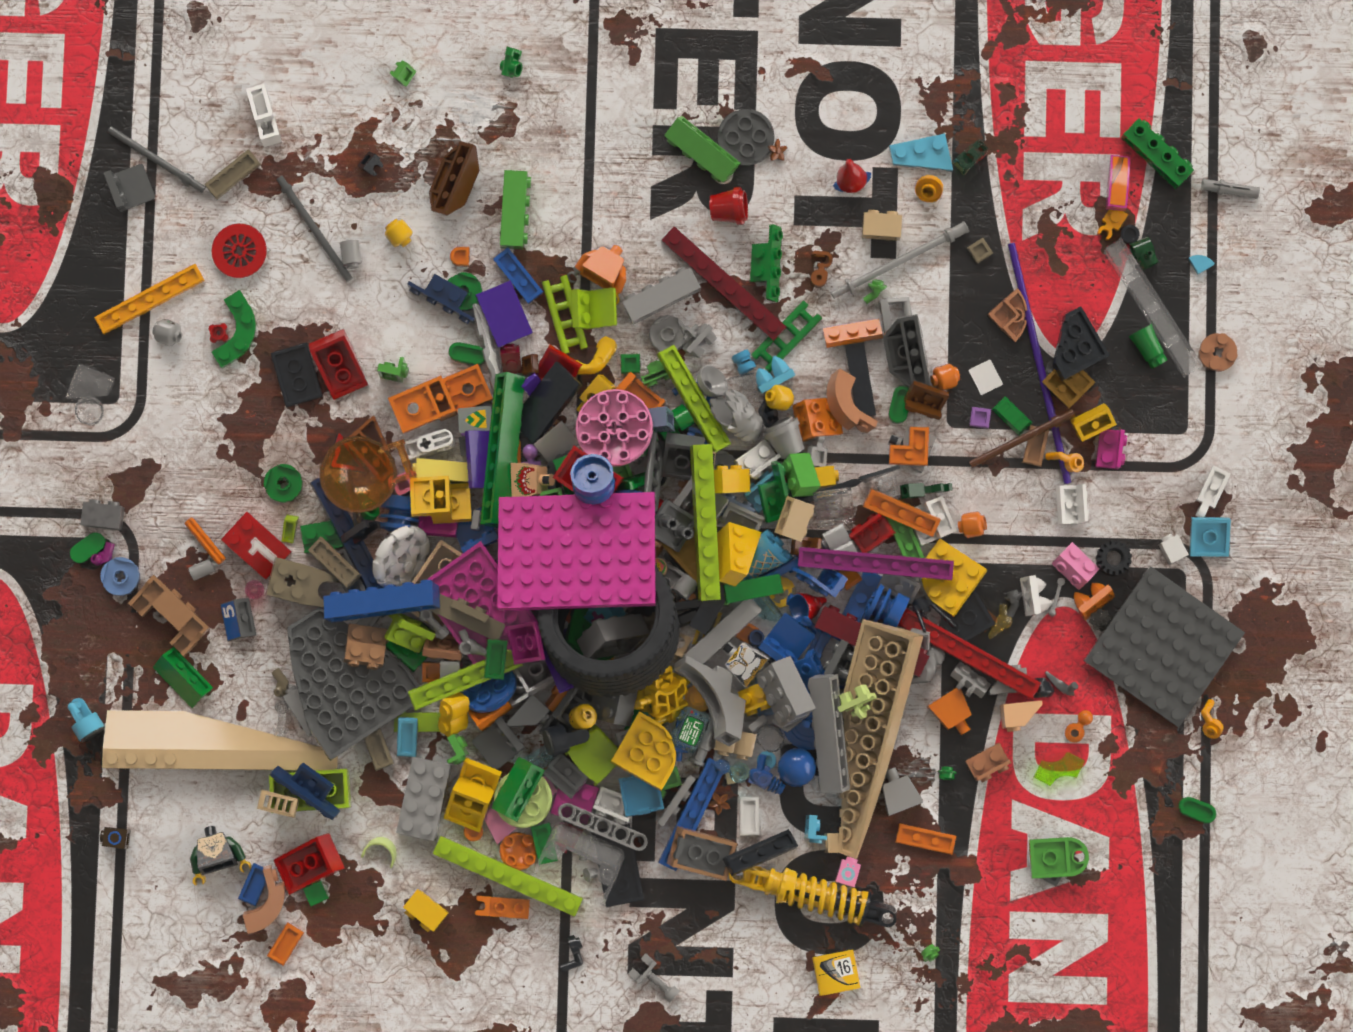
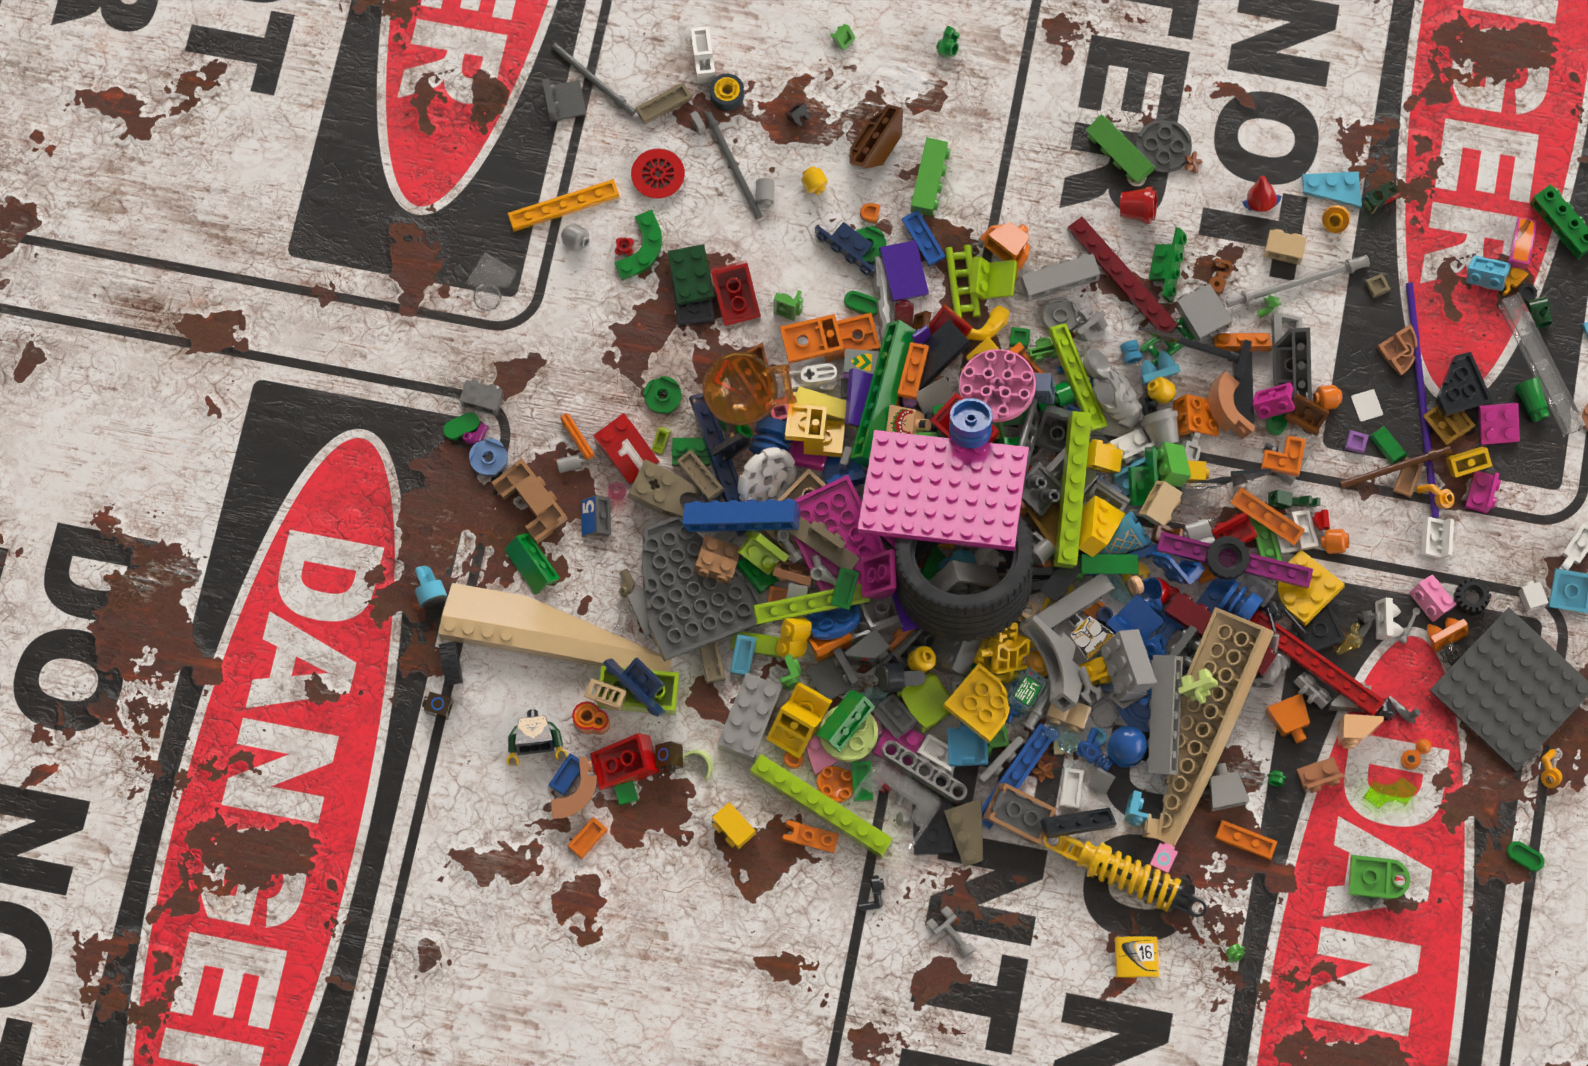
camera: 10 degrees right, 10 degrees down
(120, 795) = (450, 663): none -> black tyre
(267, 826) = (590, 719): none -> orange piece
(270, 190) = (697, 123): none -> light grey tile
(290, 142) = (727, 101): none -> wheel
(290, 353) = (691, 274): none -> dark green plate
(351, 852) = (669, 756): none -> dark brown brick
(528, 421) = (913, 370): none -> orange plate
(653, 876) = (966, 829): none -> dark tan wing
(749, 714) = (1088, 686): none -> light grey bar
(777, 804) = (1101, 780): none -> light grey tile
(782, 603) = (1135, 585): none -> light nougat tile
(810, 311) = (1203, 313): none -> light grey brick
(851, 353) = (1238, 358): none -> black piece
(868, 550) = (1220, 571): none -> black tyre
(892, 390) = (1273, 401): none -> dark pink bracket
(955, 505) = (1321, 520): none -> red plate
(1087, 220) = (1487, 272): none -> medium azure bracket
(1118, 376) = (1499, 423): none -> dark pink plate

